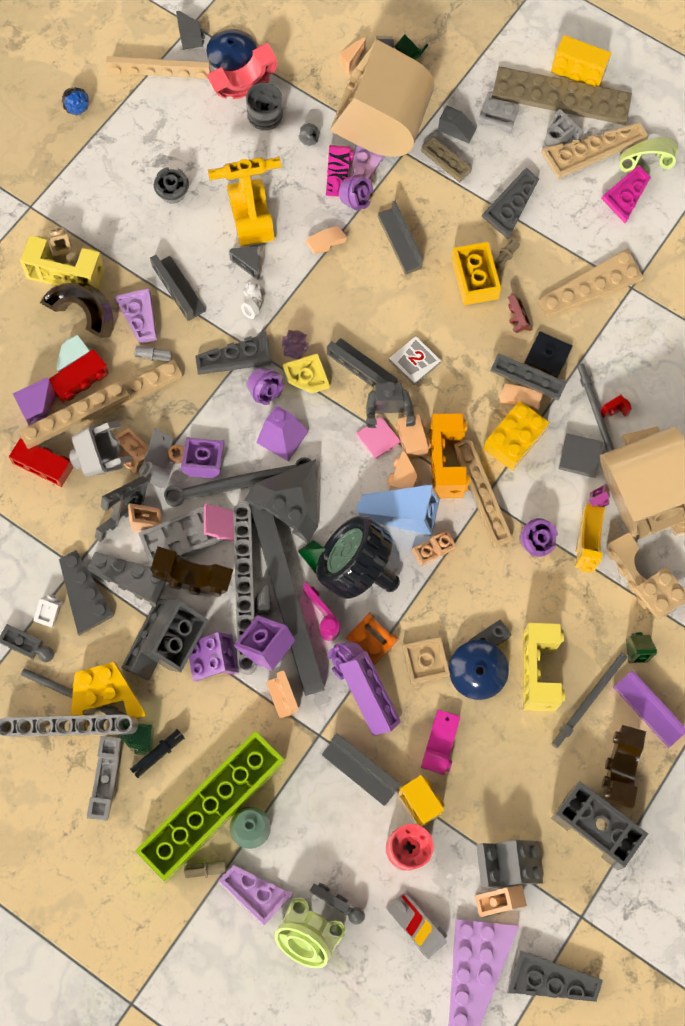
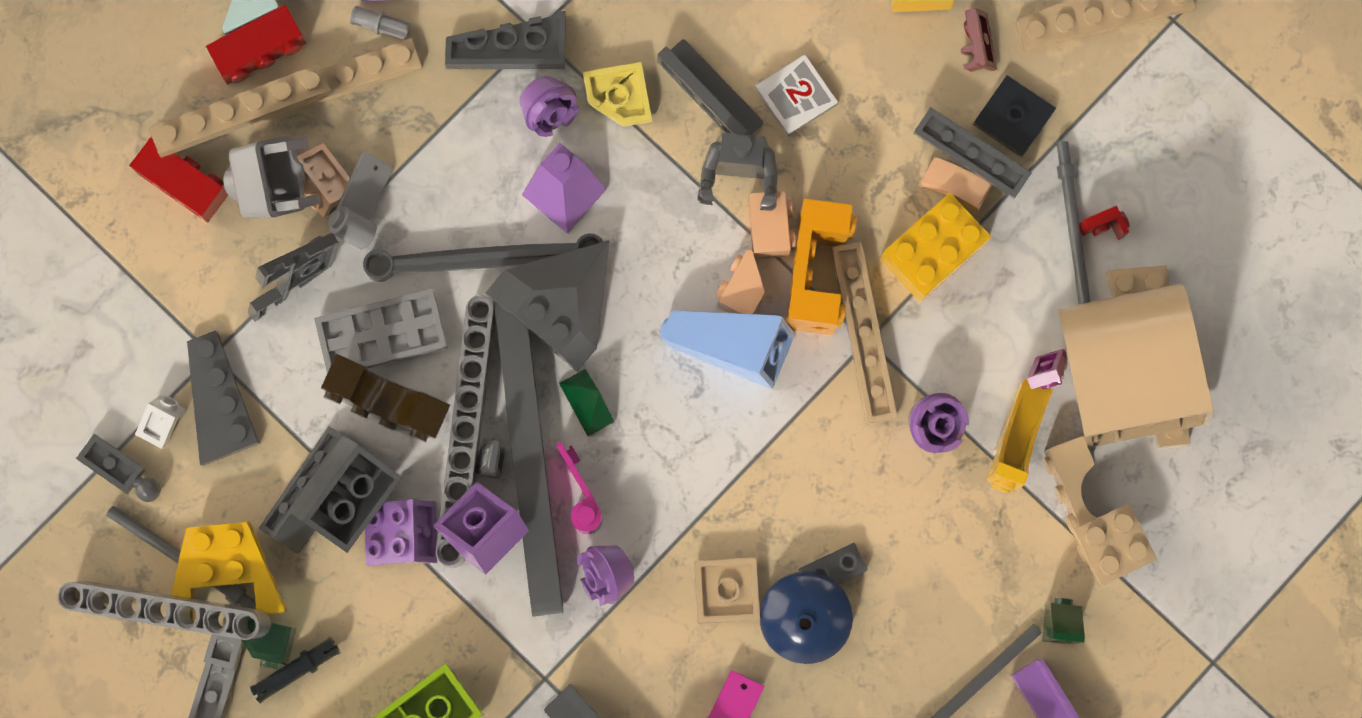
camera: 10 degrees right, 10 degrees up
(35, 400) = (182, 80): medium lavender slope -> none
(128, 576) = (288, 385): dark grey wing -> none
(143, 517) = (327, 294): light nougat slope -> none
(171, 456) = (402, 194): medium nougat bush -> none
(202, 457) = (432, 210): medium lavender slope -> none
(218, 522) = (440, 321): bright pink piece -> none
(282, 695) = (497, 611): light nougat bracket -> none
(295, 344) = (607, 51): brick -> none
(357, 559) = (643, 418): black wheel -> none
(368, 642) = (641, 546): orange plate -> none
(370, 694) = (631, 632): medium lavender panel -> none
(378, 439) = (717, 221): bright pink piece -> none
(434, 548) = (771, 411): light nougat slope -> none
(540, 639) = (909, 586): light yellow plate -> none
(580, 455) = (1032, 295): dark grey tile -> none

